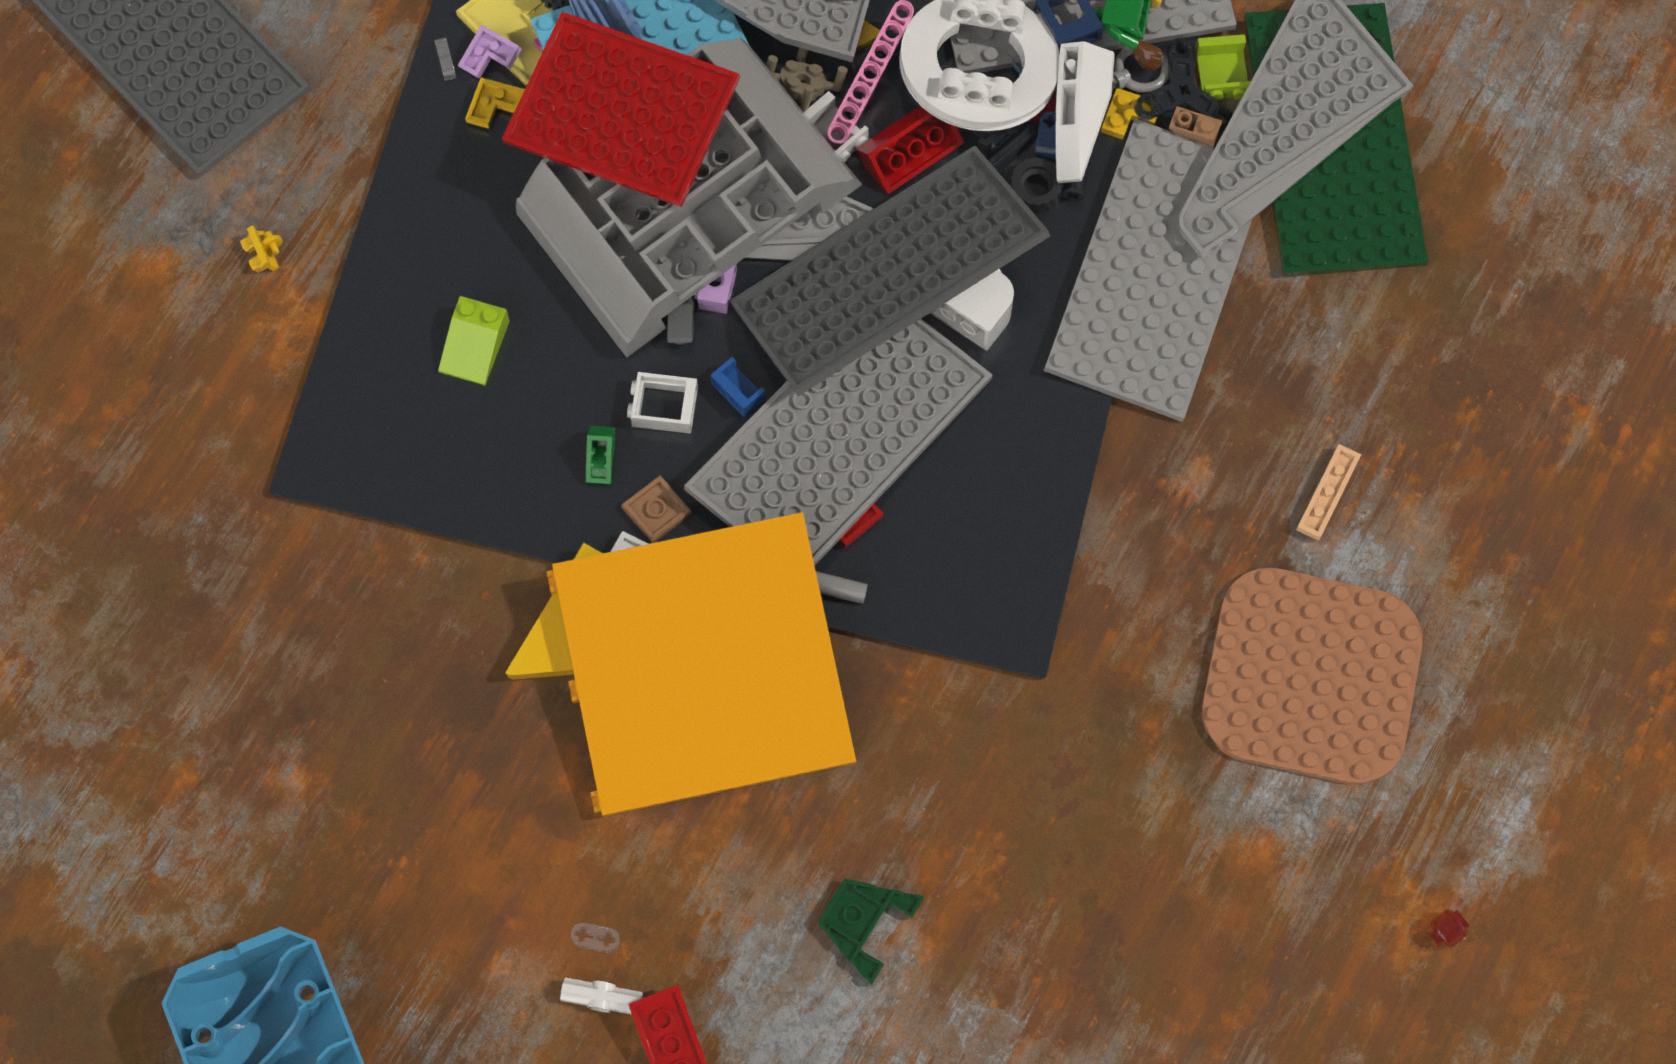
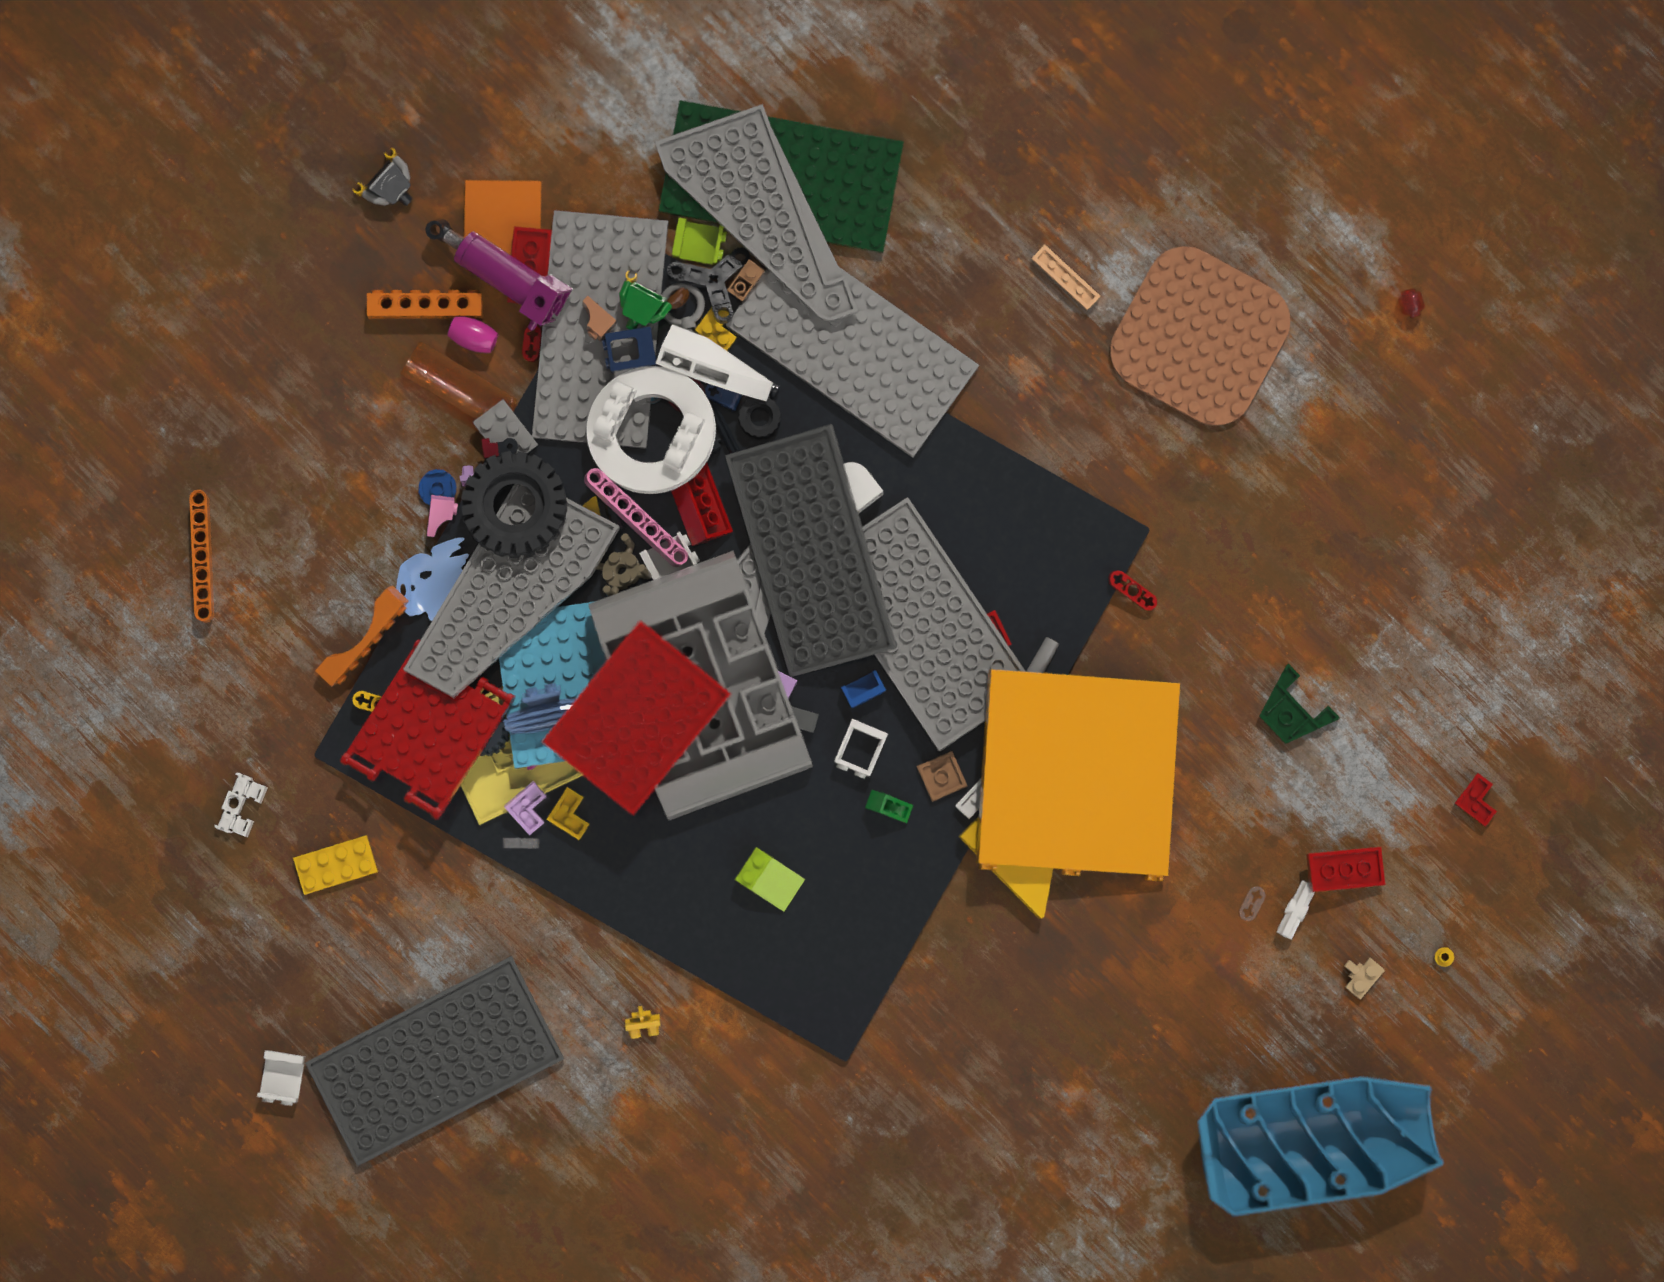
camera: 70 degrees left, 15 degrees up
(972, 660) = (1124, 577): none -> red beam

